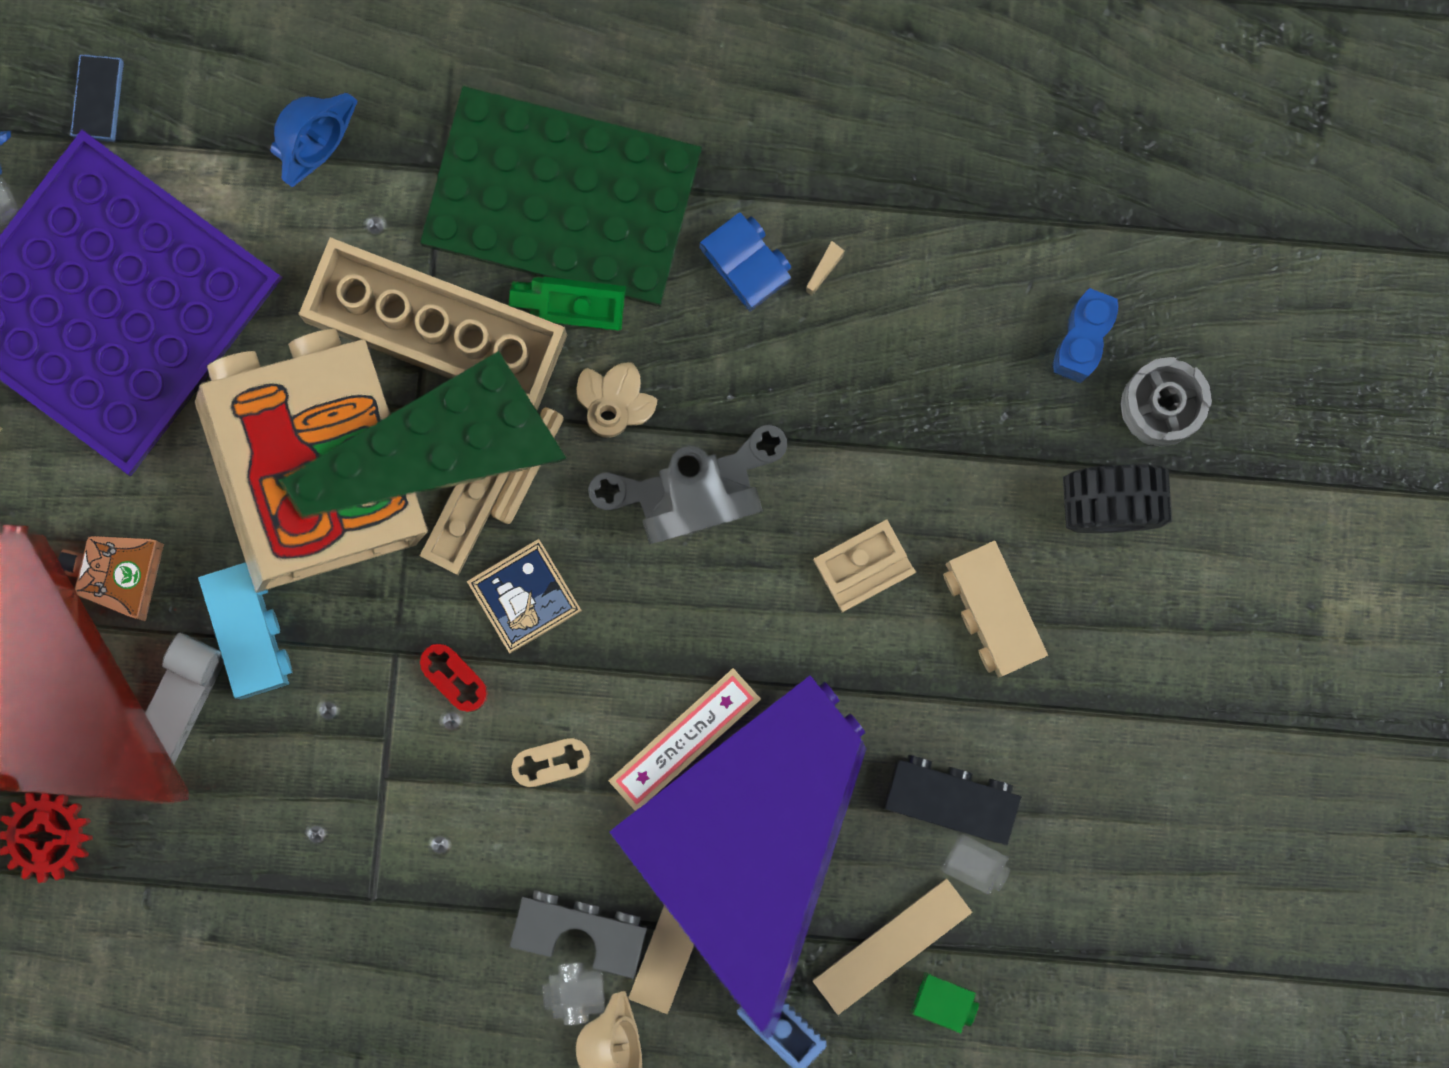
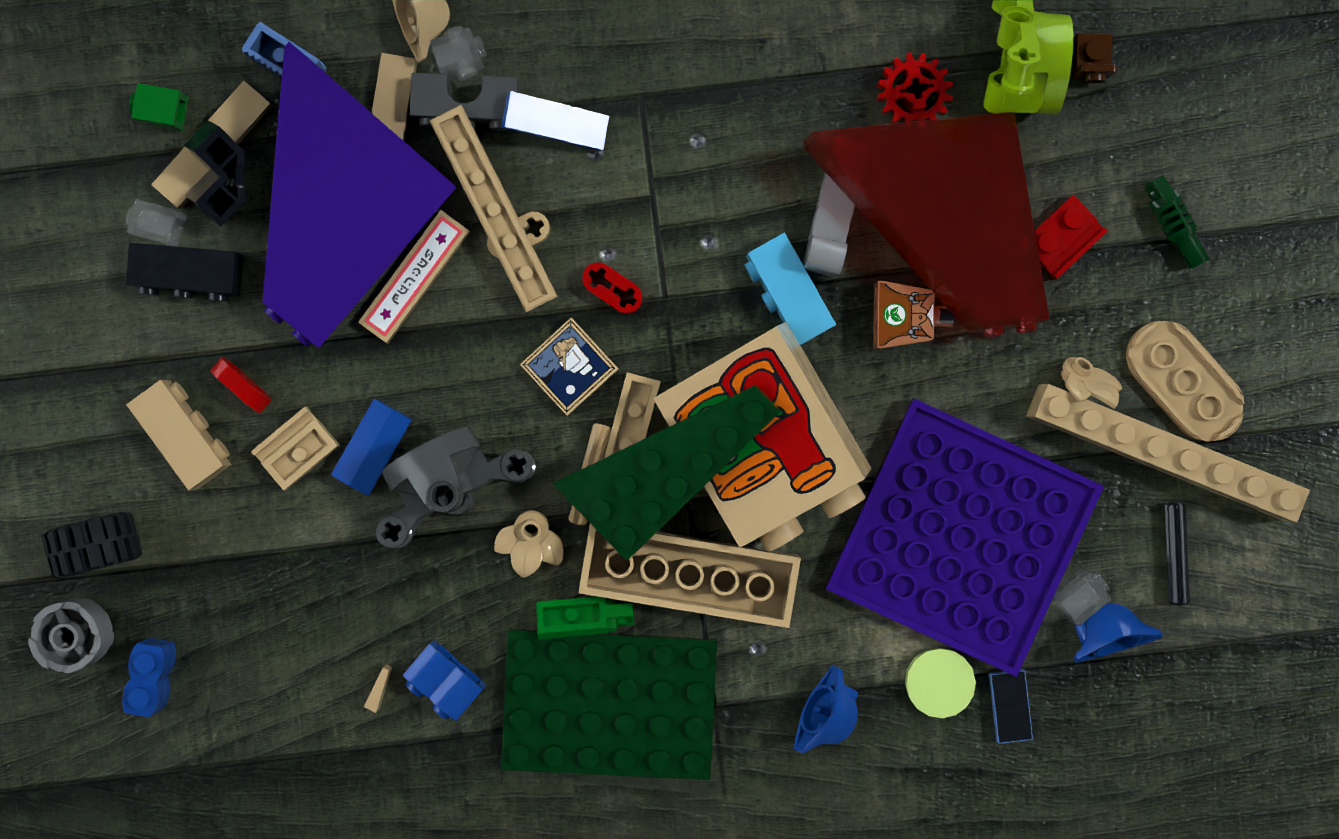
camera: 170 degrees right, 5 degrees up
(172, 141) = (940, 682): none -> yellowish green tile
(477, 886) = (554, 121): none -> tile
(571, 798) = (493, 208): none -> tan tile
(774, 548) = (371, 446): none -> blue piece
(887, 889) = (221, 188): none -> black brick
(913, 653) = (241, 385): none -> red beam

